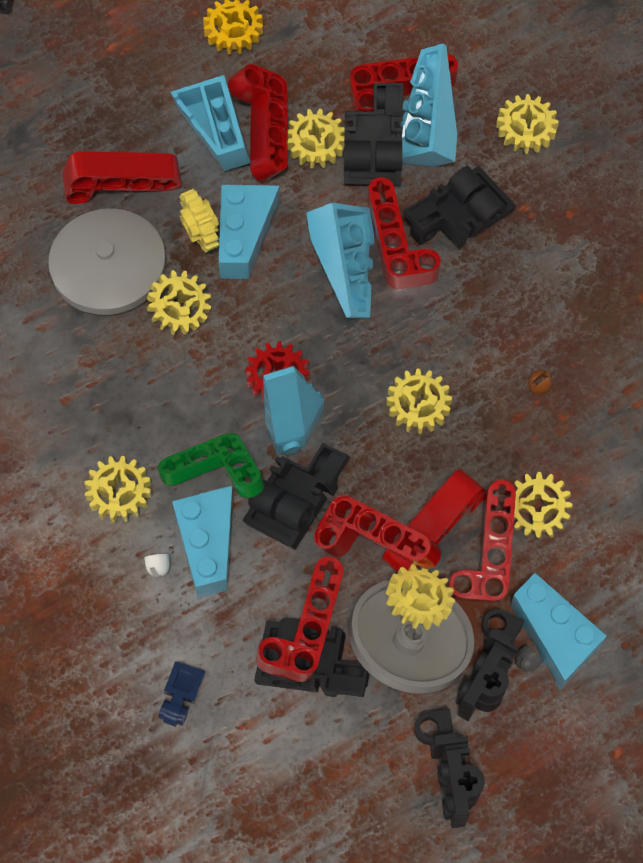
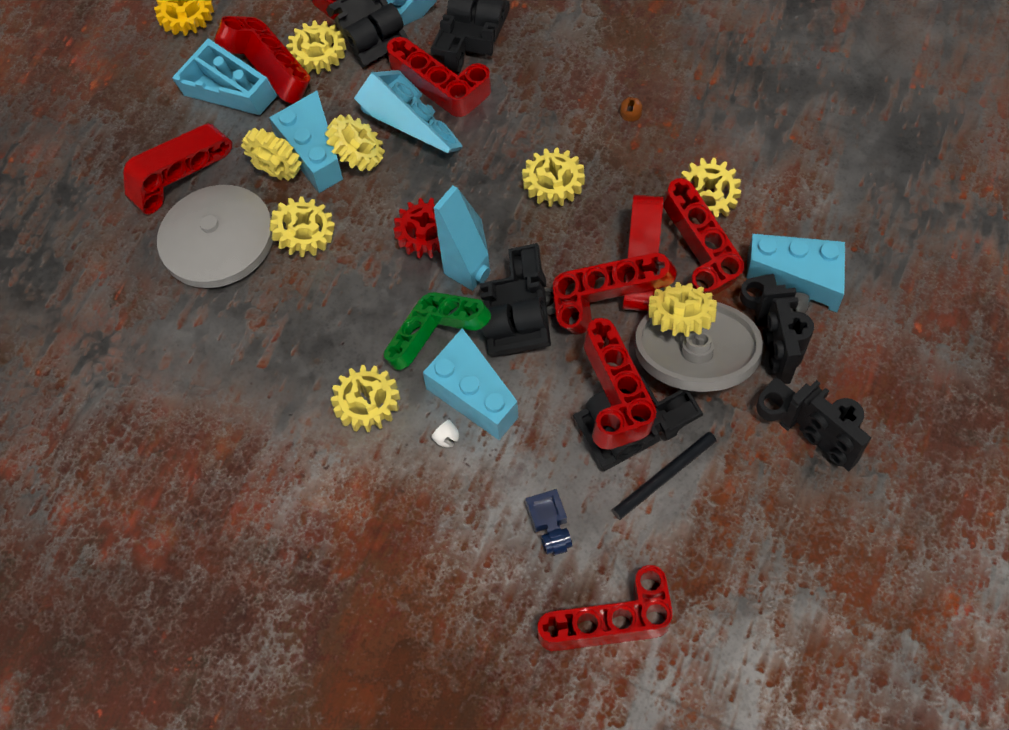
camera: 30 degrees left, 5 degrees down
(161, 798) = (602, 617): none -> red beam
(276, 255) = (354, 142): none -> light yellow gear
(300, 722) = (664, 475): none -> black bar

